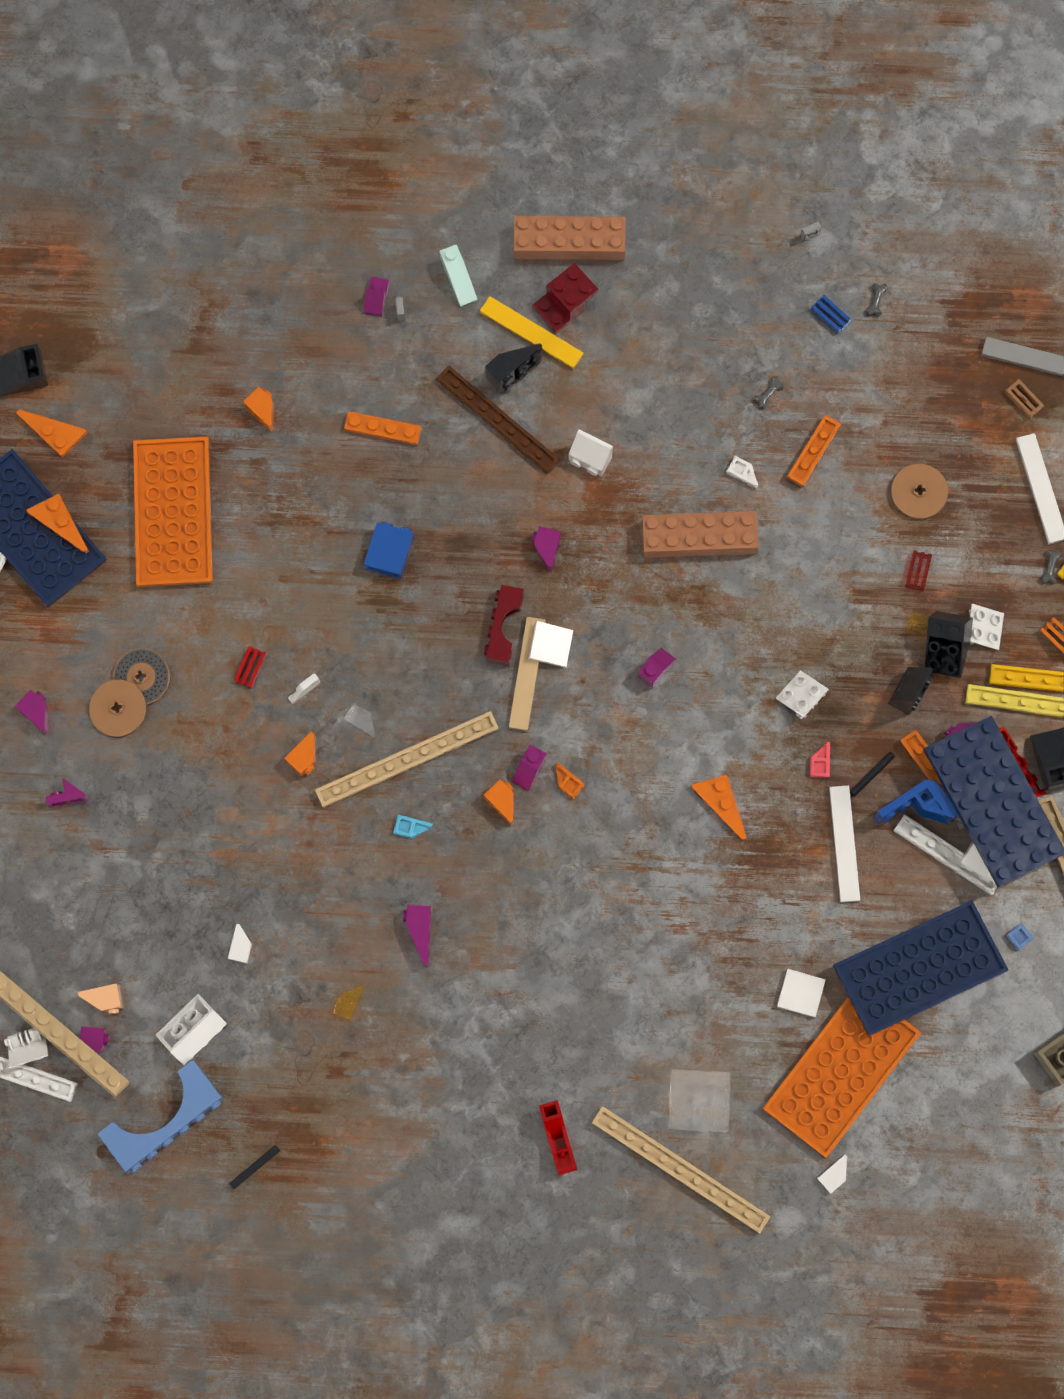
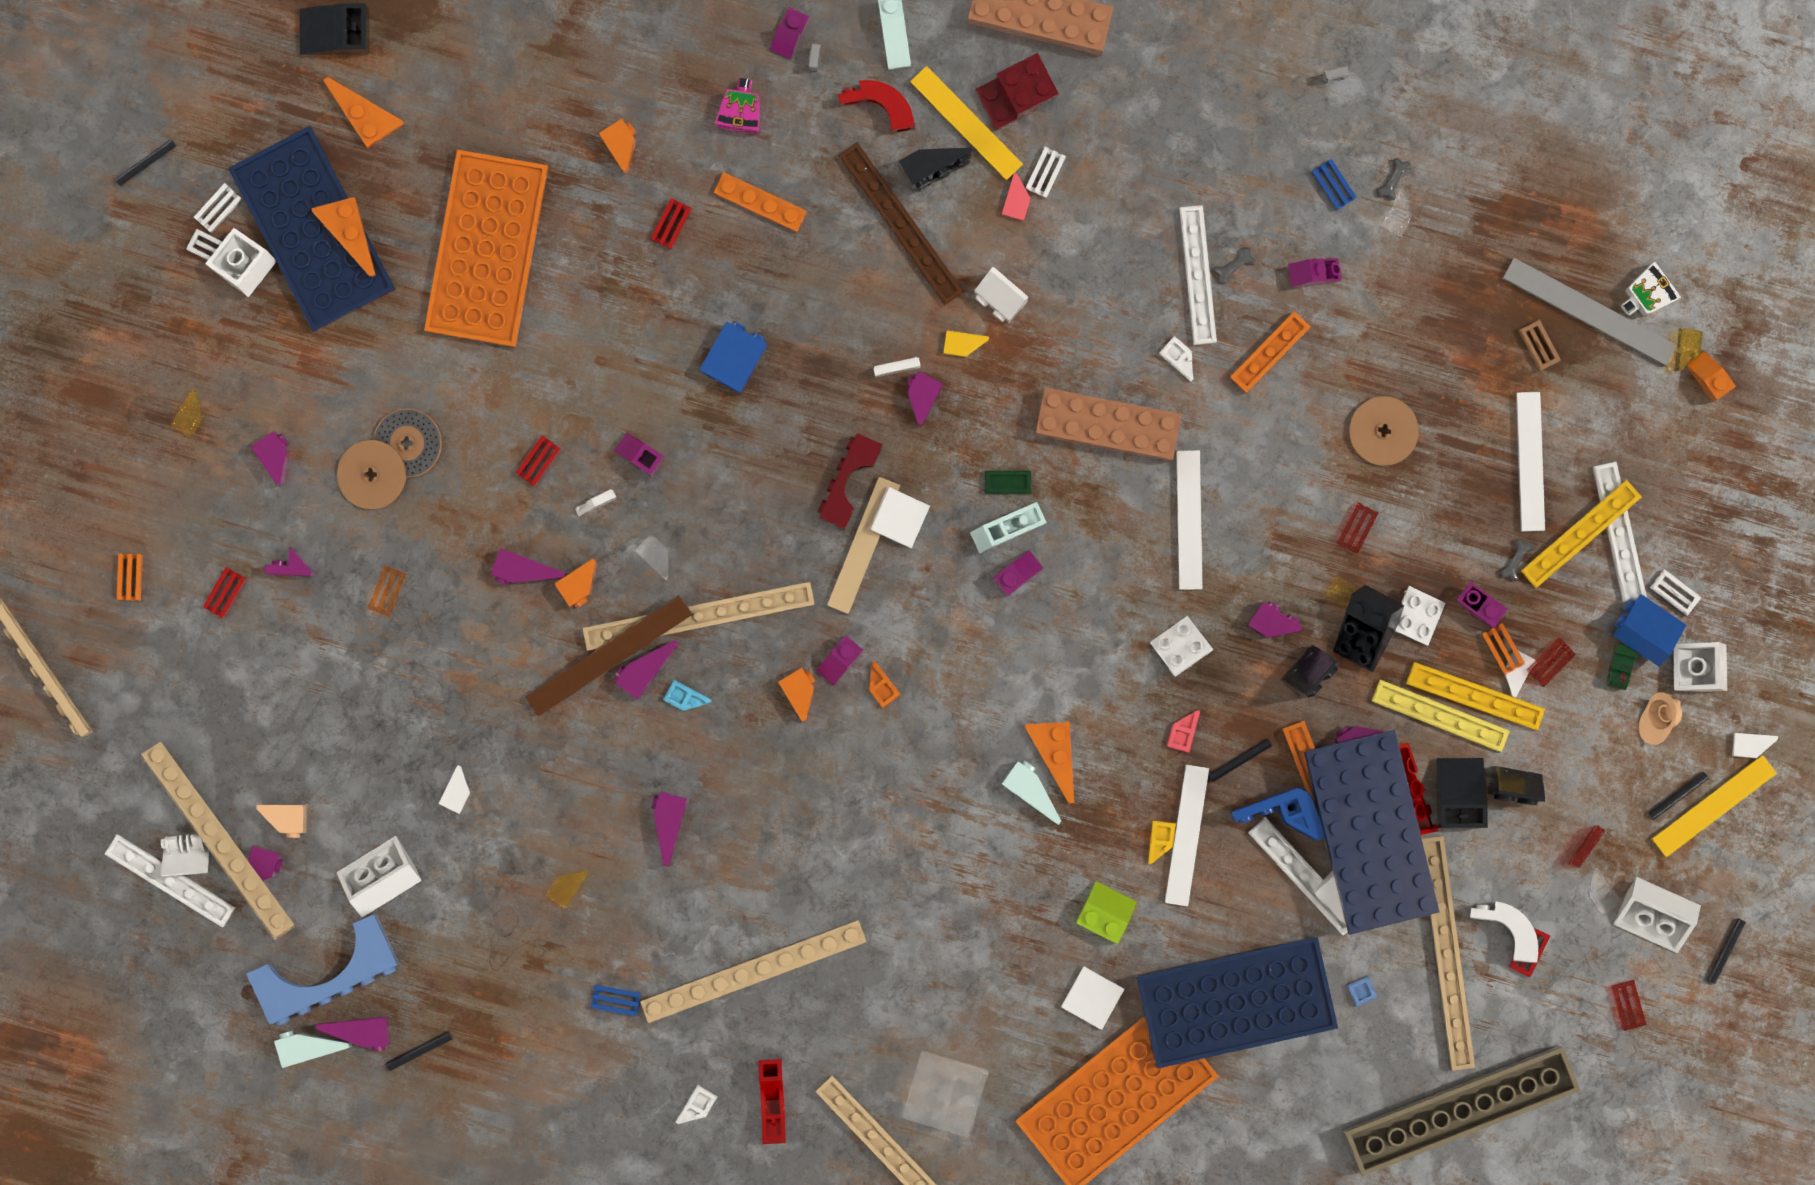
camera: 10 degrees right, 10 degrees up
(10, 826) = (214, 609): none -> red tile
(152, 781) = (379, 609): none -> clear orange tile
(156, 1186) = (304, 1047): none -> light aqua slope
(206, 1160) = (362, 1032): none -> magenta slope
(255, 754) = (518, 569): none -> magenta slope
(319, 445) = (662, 241): none -> red tile
(331, 642) = (639, 454): none -> magenta slope
(340, 806) = (608, 655): none -> reddish brown tile
(350, 361) = (740, 109): none -> torso
(371, 812) = (641, 672): none -> magenta slope
(409, 1086) = (637, 995): none -> blue tile
(461, 325) = (884, 96): none -> red arch
(496, 1158) = (697, 1105): none -> white tile
(517, 1036) = (753, 971): none -> tan plate
(521, 528) = (896, 367): none -> white tile
(569, 499) = (962, 343): none -> yellow tile
(585, 381) = (1017, 200): none -> coral tile
(605, 341) = (1053, 154): none -> white tile
(631, 598) = (1008, 482): none -> dark green tile
(639, 632) = (1008, 527): none -> light aqua slope
(708, 835) = (1028, 787): none -> light aqua slope
(741, 406) = (1198, 275): none -> white tile
(783, 595) = (1189, 520): none -> white tile
(795, 921) = (1106, 912): none -> lime slope
(824, 852) = (1161, 839): none -> yellow tile
(832, 382) = (1314, 272): none -> magenta slope
(869, 659) = (1271, 623): none -> magenta slope
(887, 327) = (1398, 216): none -> clear tile
(1033, 606) = (1481, 605): none -> magenta slope

